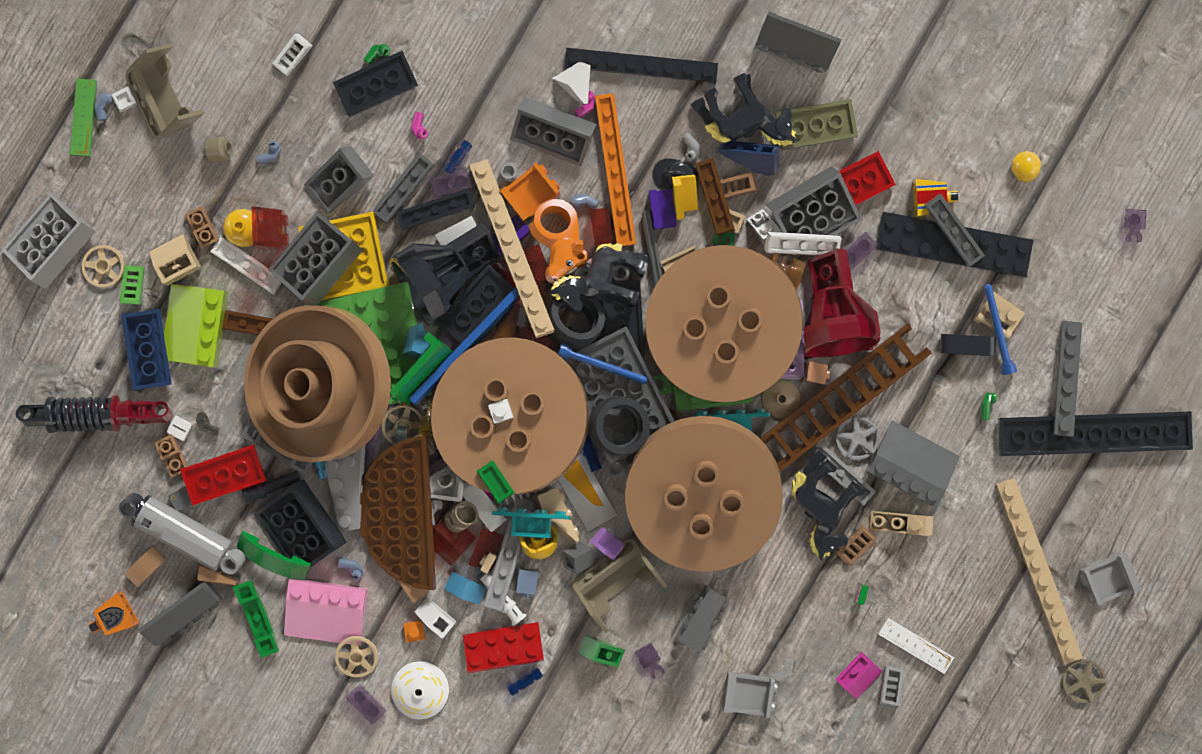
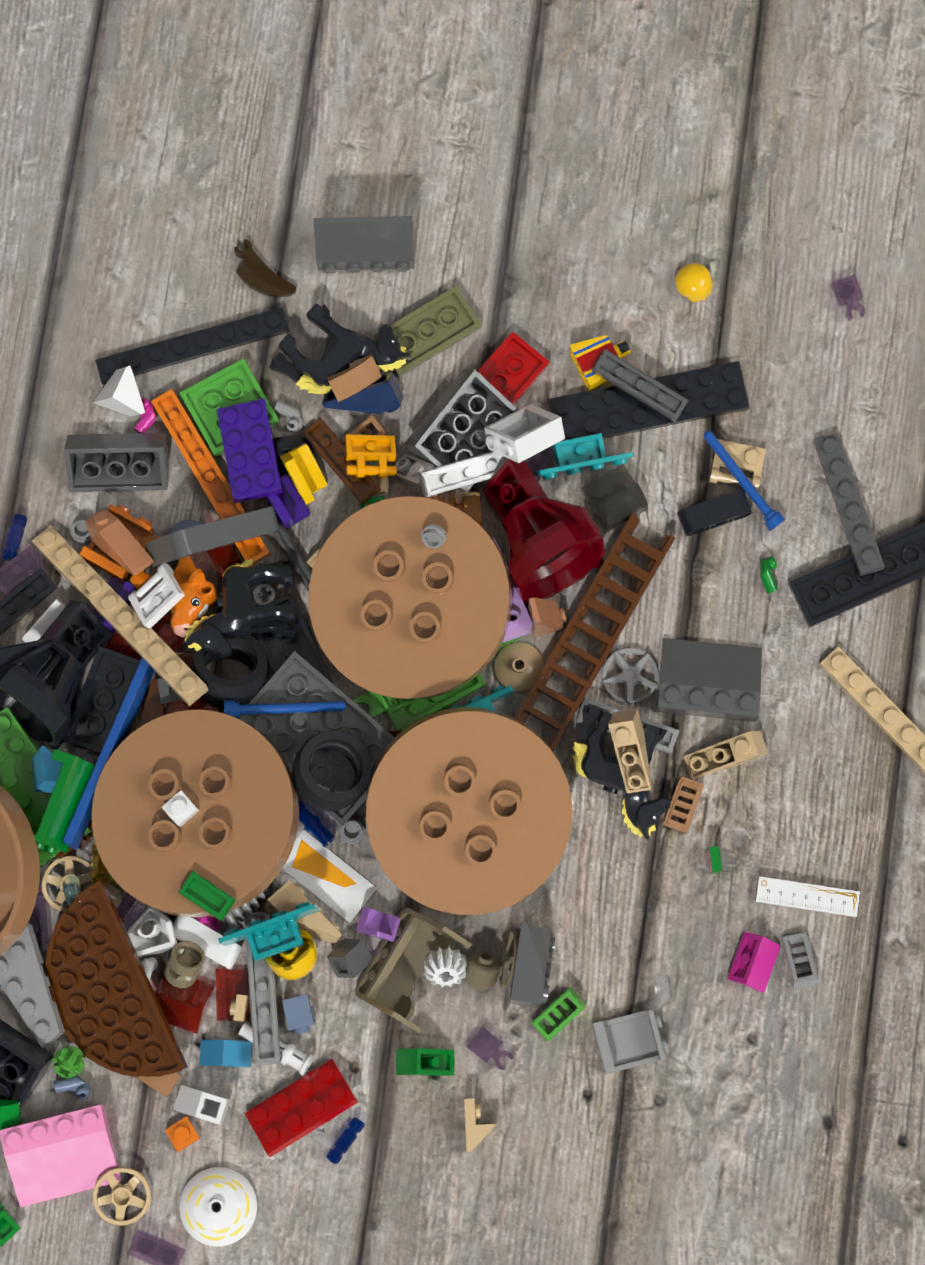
camera: 20 degrees left, 10 degrees down
(354, 550) = (68, 1062): none -> bright green gear
(530, 194) = (117, 542): none -> nougat slope
(545, 251) = (156, 598): none -> white plate
(599, 219) = (212, 535): none -> dark grey beam
(617, 713) = (474, 1132): none -> tan slope
(642, 592) = (445, 967): none -> white gear
(649, 123) = (223, 389): none -> bright green plate
(652, 163) = (249, 450): none -> dark purple plate
(667, 605) = (482, 970): none -> dark tan head
(688, 605) = (508, 959): none -> dark tan wheel
(710, 31) = (260, 276): none -> dark brown piece
(718, 659) = (575, 998): none -> bright green slope
(738, 197) = (370, 448): none -> light orange plate
(749, 142) = (354, 379): none -> medium nougat slope
(759, 289) = (433, 536): none -> light grey plate
(836, 496) = (631, 750): none -> tan slope
(874, 237) = (524, 433): none -> white window
(889, 263) = (579, 453): none -> teal bracket
(901, 305) = (615, 498): none -> clear smoke brick

